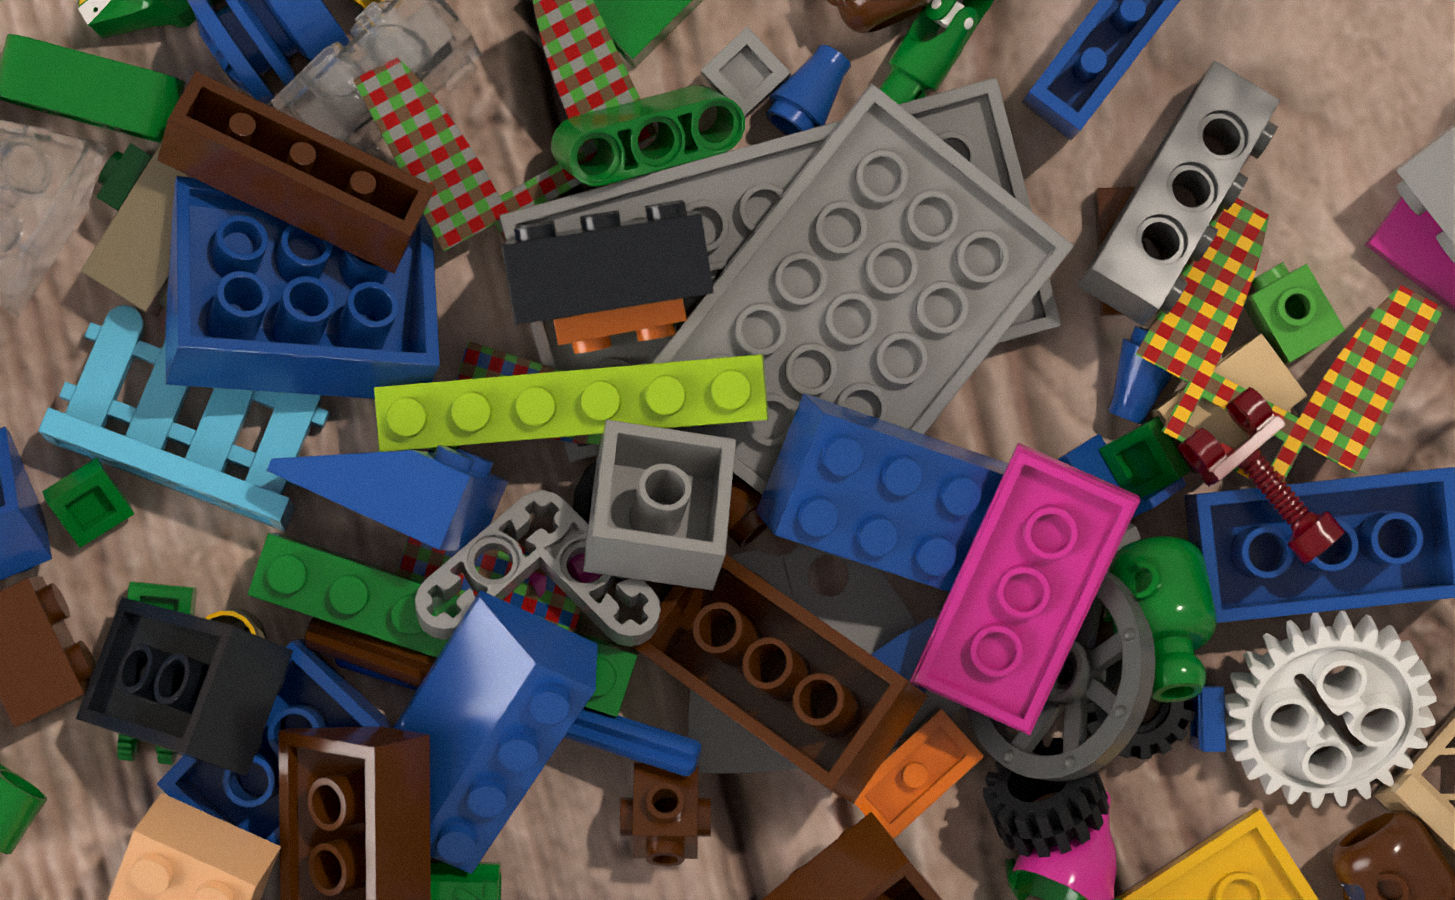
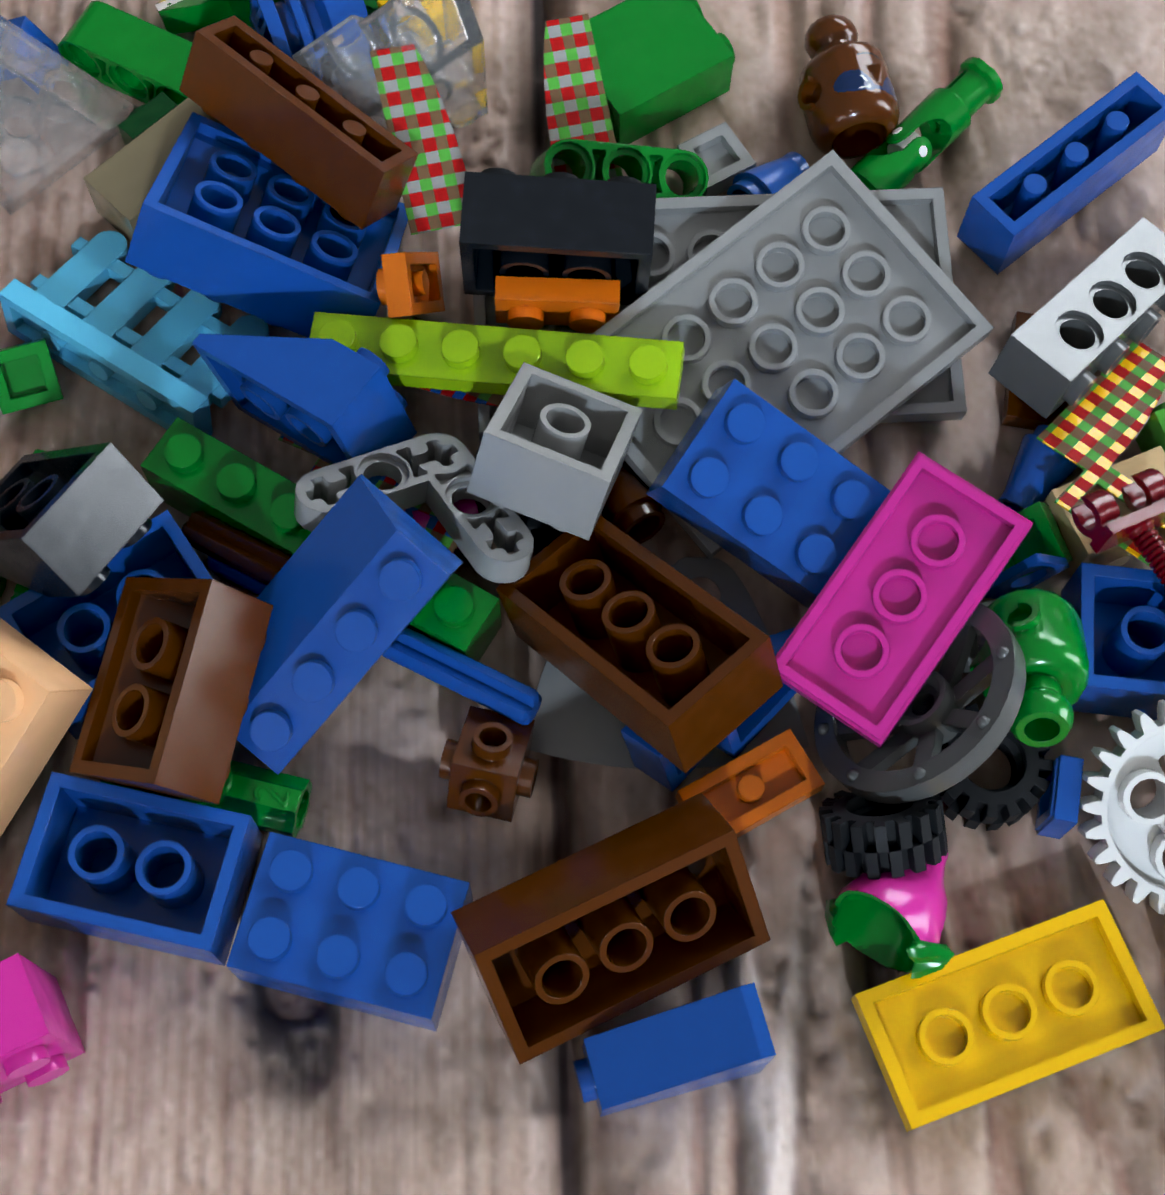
camera: 20 degrees right, 20 degrees down
(463, 325) = (410, 283): none -> orange plate

